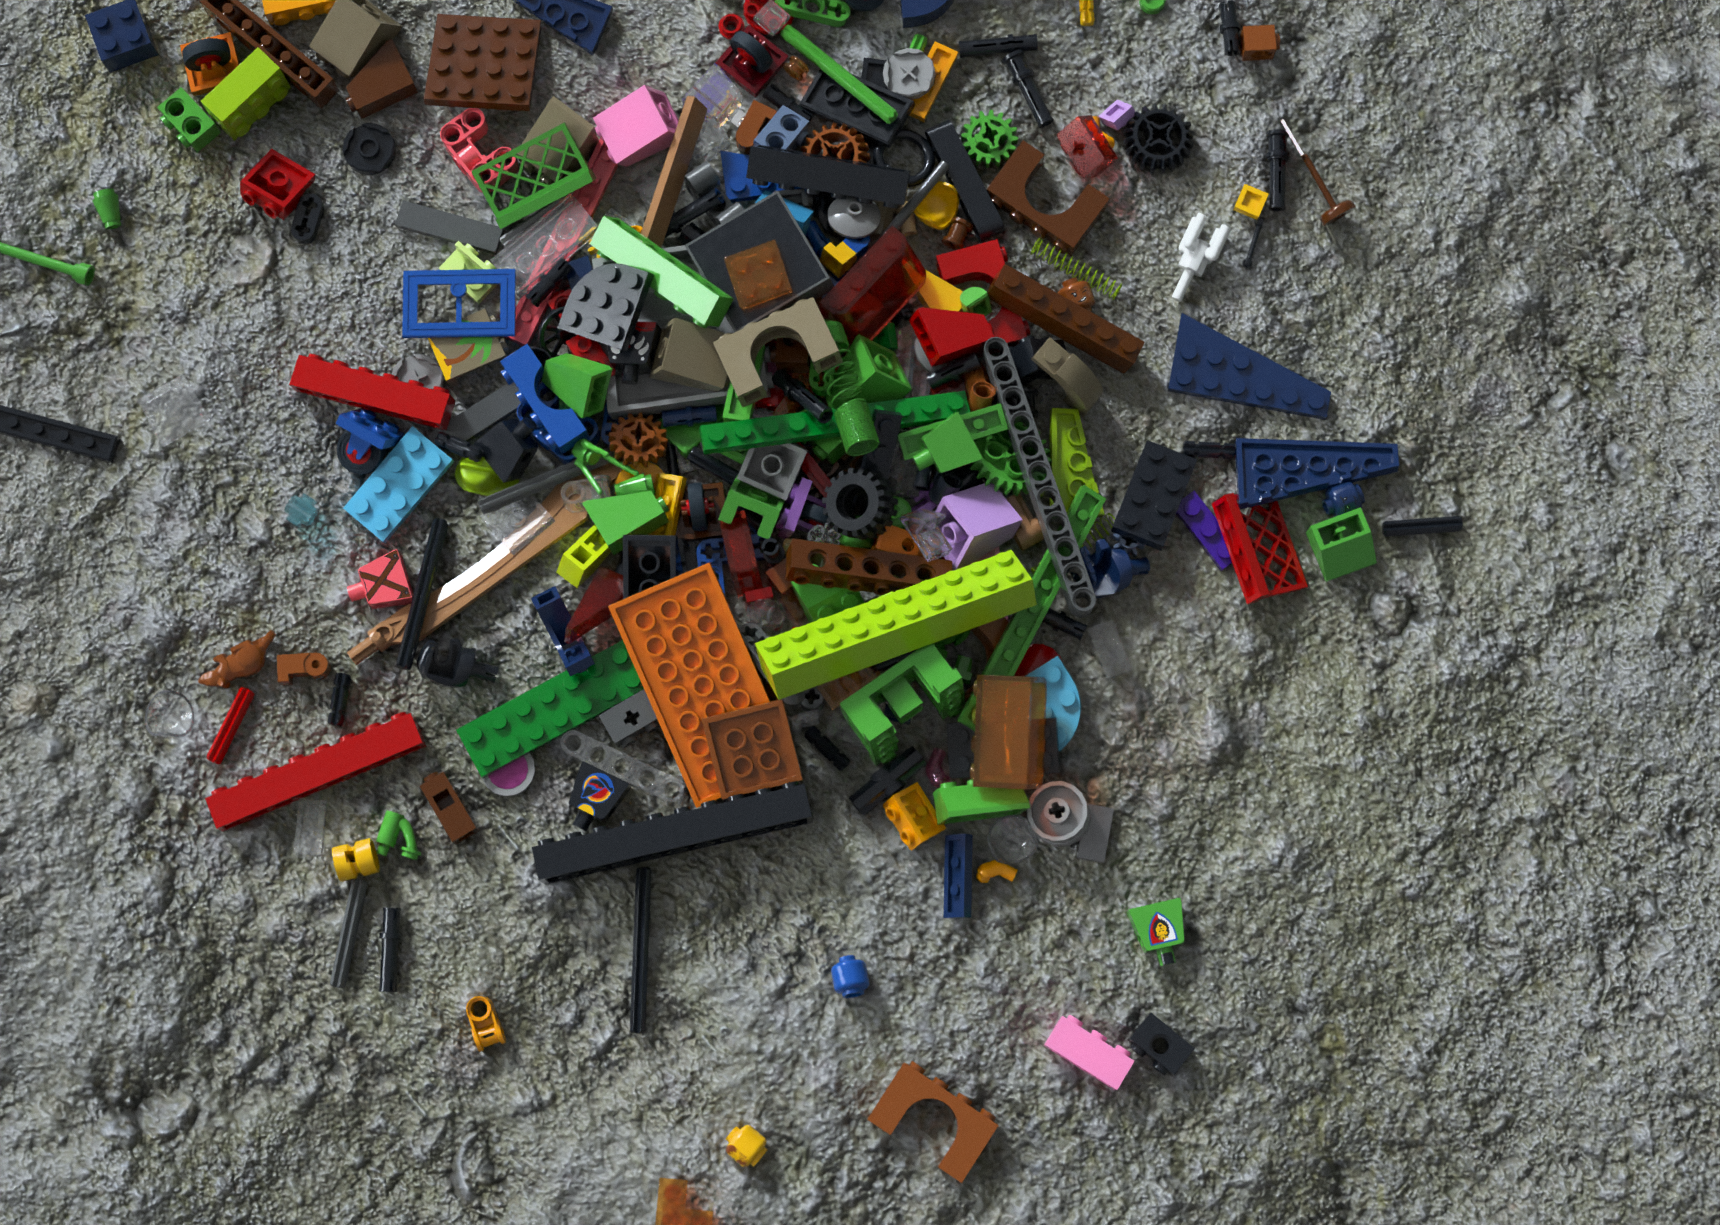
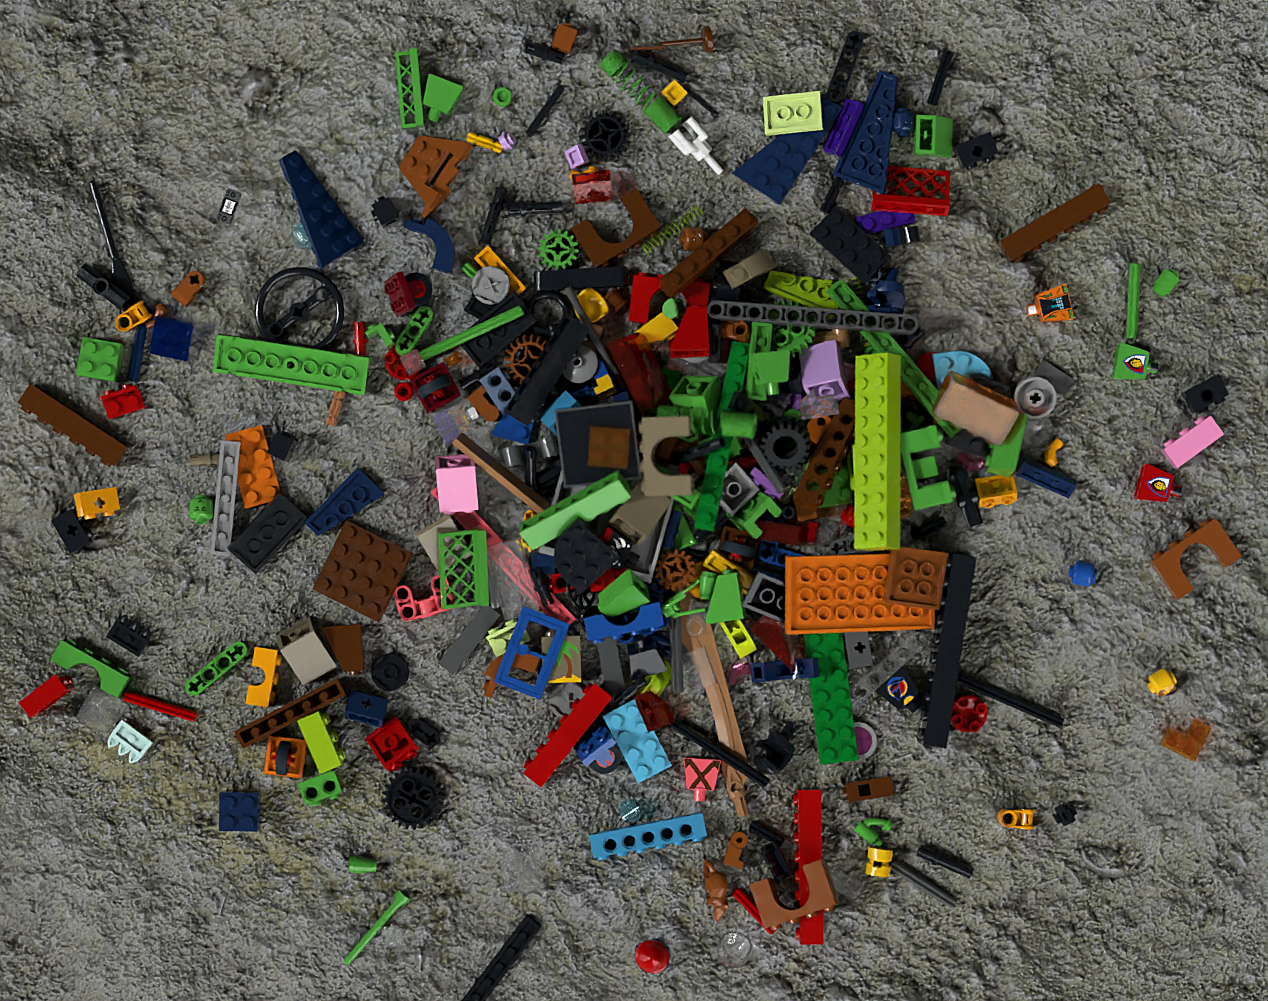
camera: 75 degrees left, 10 degrees up
(30, 280) = (393, 935): none -> clear gear
(121, 615) = (652, 956): none -> red hair
(193, 236) = (420, 782): none -> black gear
(248, 487) = (697, 833): none -> dark azure brick
(277, 794) = (821, 897): none -> dark orange arch
(310, 134) = (357, 710): none -> dark blue brick
(314, 716) = (774, 856): none -> black hinge
(443, 299) = (526, 662): none -> dark orange arch
(444, 487) = (653, 710): none -> clear red slope
(514, 1085) = (1065, 814): none -> black gear
(539, 577) = (739, 670): none -> clear pink arm
(540, 465) = (664, 644): none -> dark blue arm
(601, 900) = (968, 713): none -> red dish
(814, 501) = (767, 468): none -> dark grey axle
(1009, 1027) = (1155, 485): none -> red torso
(1099, 24) = (506, 140): none -> lavender plate
(1159, 57) = (544, 111): none -> black bar
(1190, 790) = (1052, 305): none -> torso
(1194, 557) = (900, 236): none -> leg
(1222, 187) = (659, 110): none -> bright green piece
(1243, 897) = (1133, 300): none -> bright green axle
(1287, 929) = (1166, 282): none -> bright green brick
(1292, 355) = (792, 113): none -> yellowish green plate
(1300, 748) = (1054, 222): none -> reddish brown brick
(1302, 428) = (843, 127): none -> dark purple plate
(1345, 594) = (984, 143): none -> black brick
(1381, 403) = (846, 67): none -> black beam

